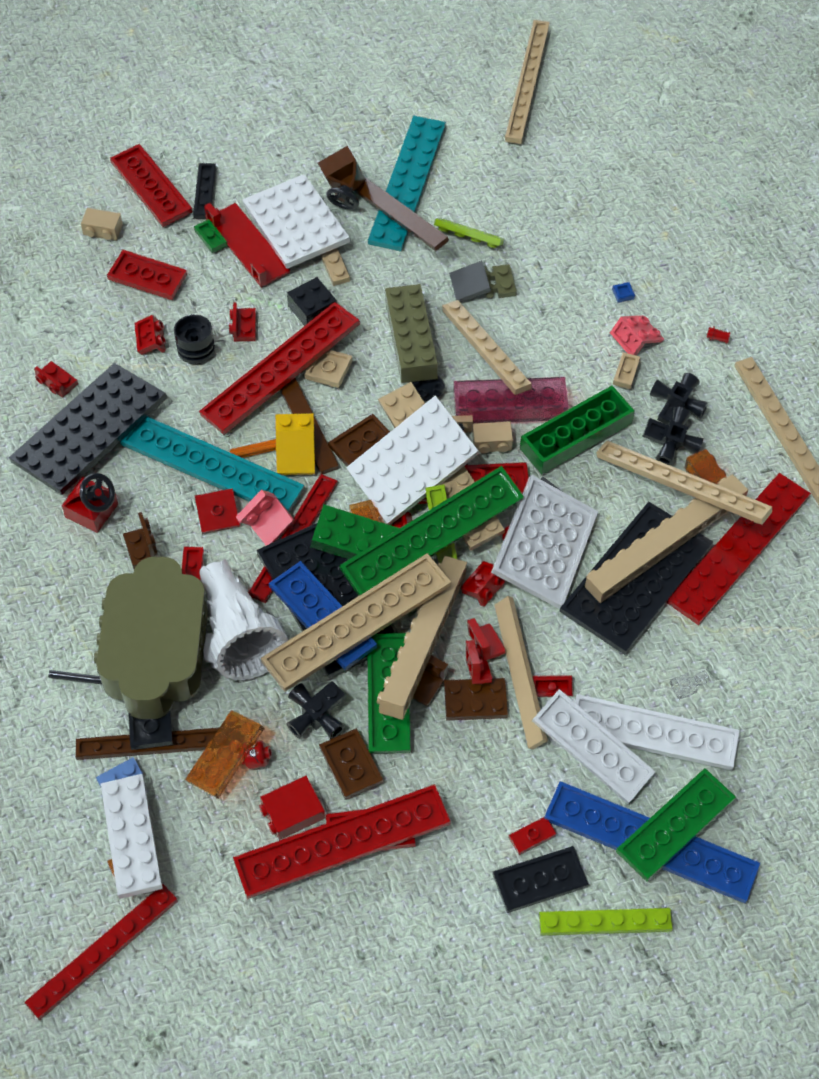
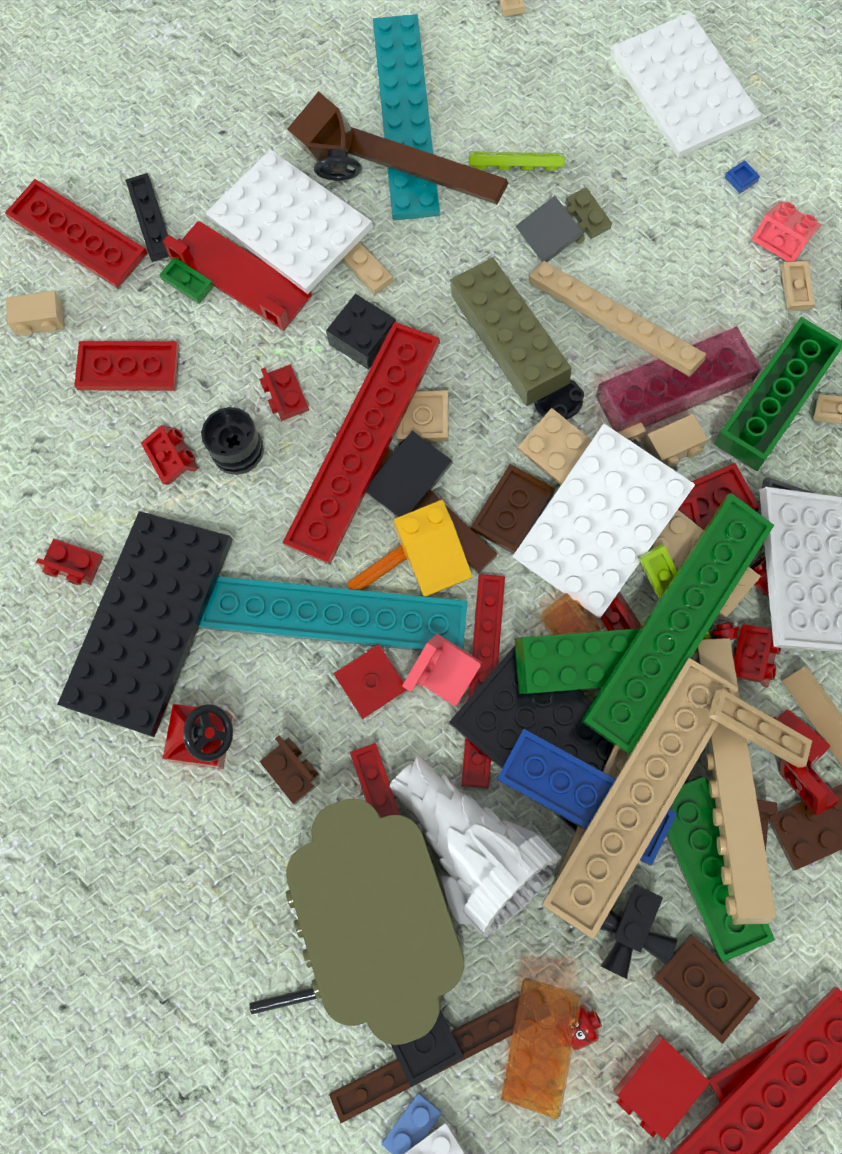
camera: 15 degrees left, 15 degrees up
(302, 396) = (408, 475): none -> black tile
(454, 610) = (760, 728): none -> tan plate
(471, 561) = (725, 631): none -> red plate
(612, 222) = (684, 84): none -> white plate

